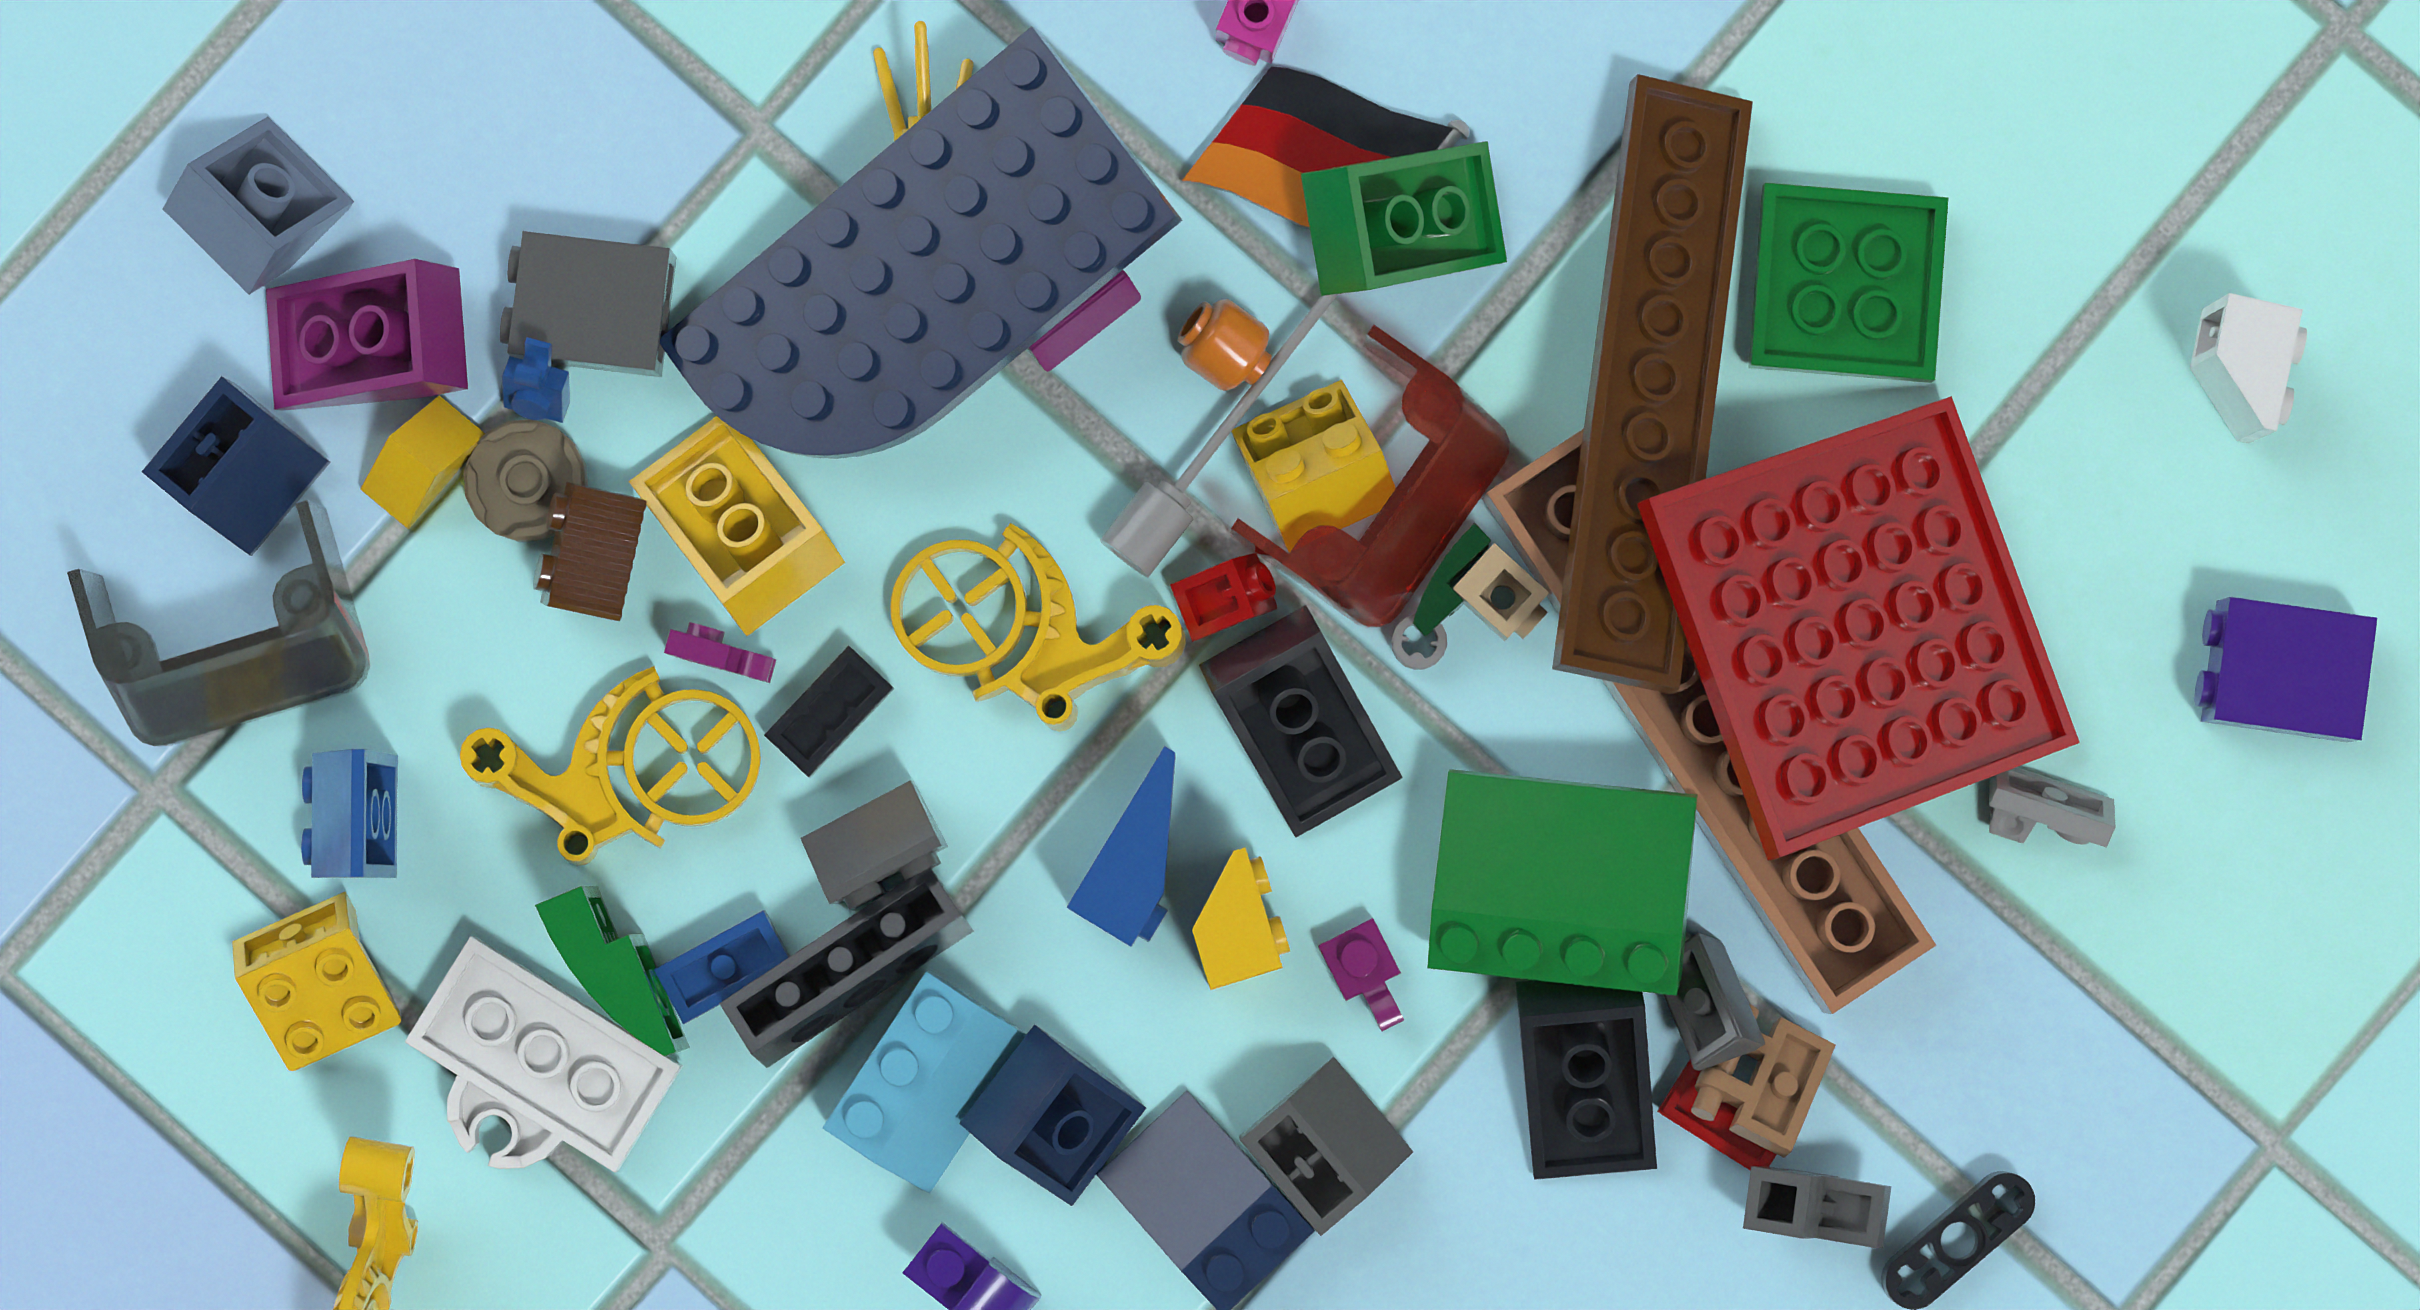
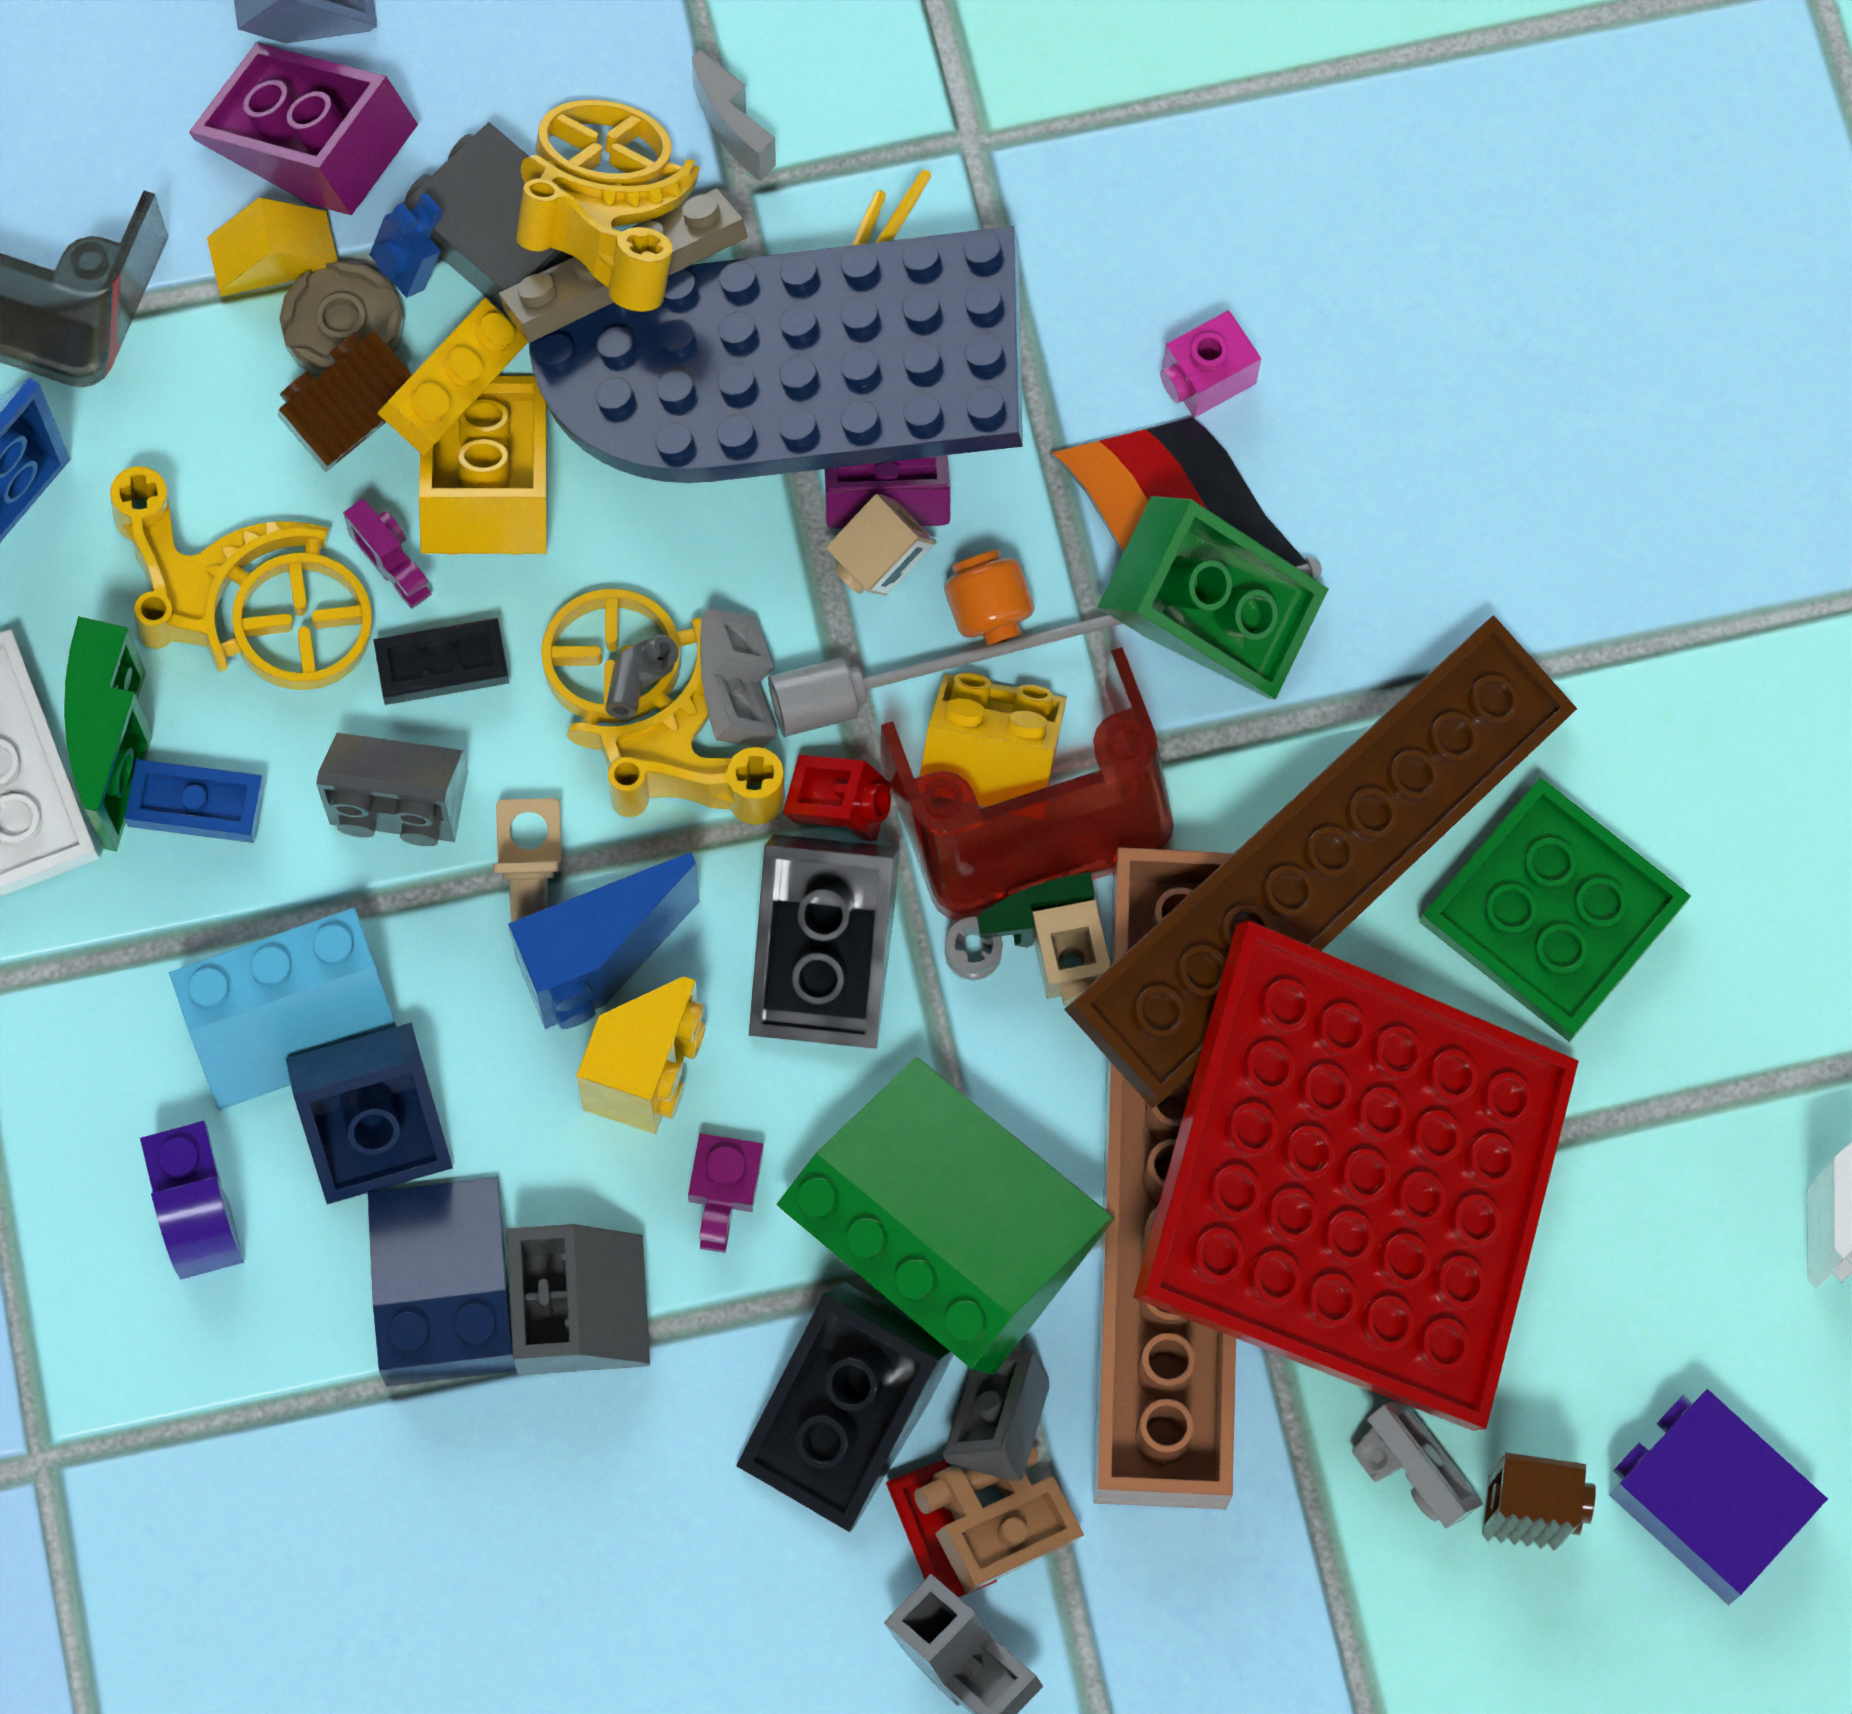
camera: 35 degrees right, 15 degrees down
(236, 466) = (121, 139): dark blue slope -> none
(662, 254) = (577, 208): none -> yellow piece
(663, 472) = (453, 376): none -> yellow plate
(694, 69) = (724, 106): none -> light grey slope
(729, 278) = (571, 292): none -> dark tan plate
(846, 967) = (292, 864): black brick -> none
(995, 611) = (636, 670): none -> dark grey arm
(1027, 830) = (526, 868): none -> tan bracket
(1063, 550) = (731, 667): none -> light grey slope
(1109, 366) = (879, 546): none -> tan brick
(2162, 779) = (1537, 1500): none -> reddish brown brick

